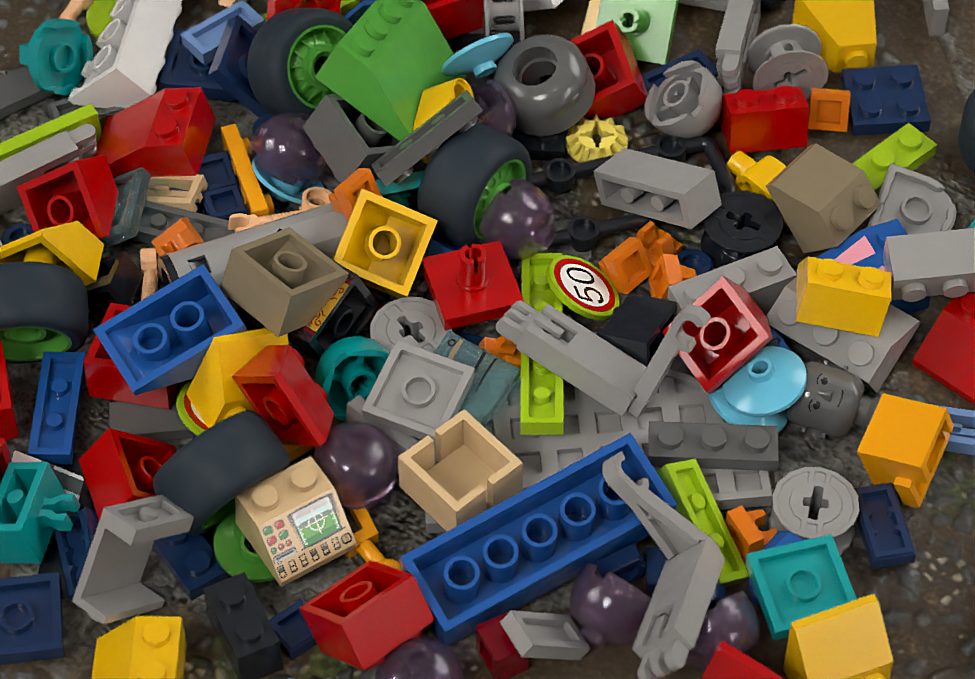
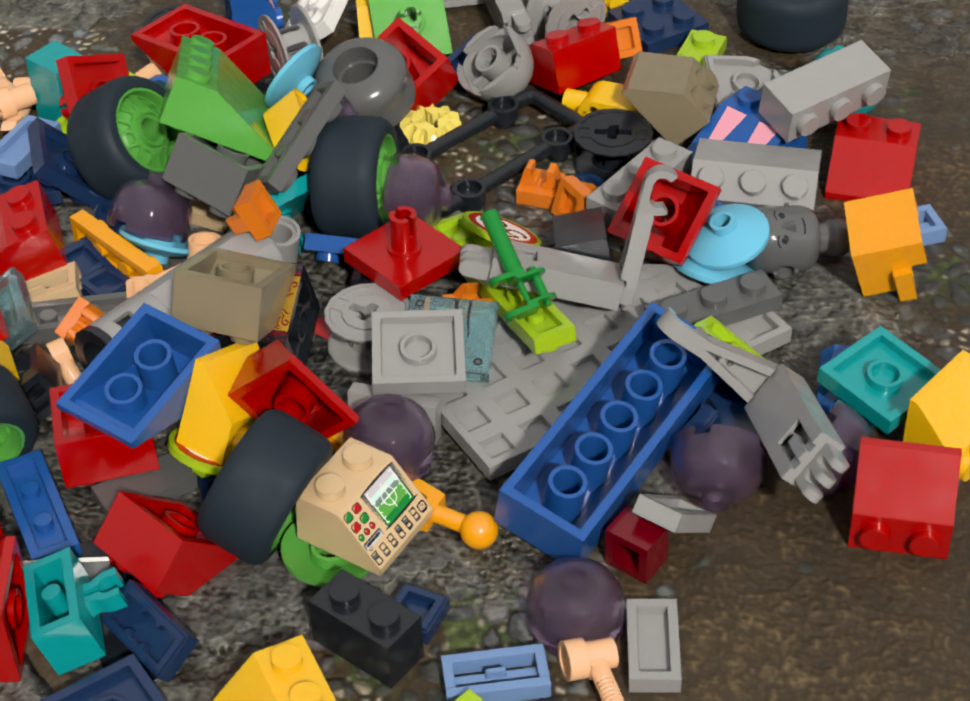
camera: 25 degrees left, 10 degrees down
(118, 555) = (202, 599): light grey panel -> none
(190, 562) = (258, 591): dark blue plate -> none
(349, 371) = (339, 357): teal cylinder -> none
(367, 614) = (492, 559): red brick -> none
(384, 243) = (307, 235): yellow slope -> none
(470, 472) = (504, 402): tan piece -> none
(535, 346) = (513, 269): none -> green piece
(627, 265) = (527, 203): orange tile -> none
(657, 188) = (520, 131): light grey brick -> none
(744, 530) = (795, 359): orange tile -> none
(819, 491) = (832, 317): light grey piece -> none
(842, 296) = (753, 140): yellow slope -> none
(883, 527) = (901, 317): dark blue plate -> none

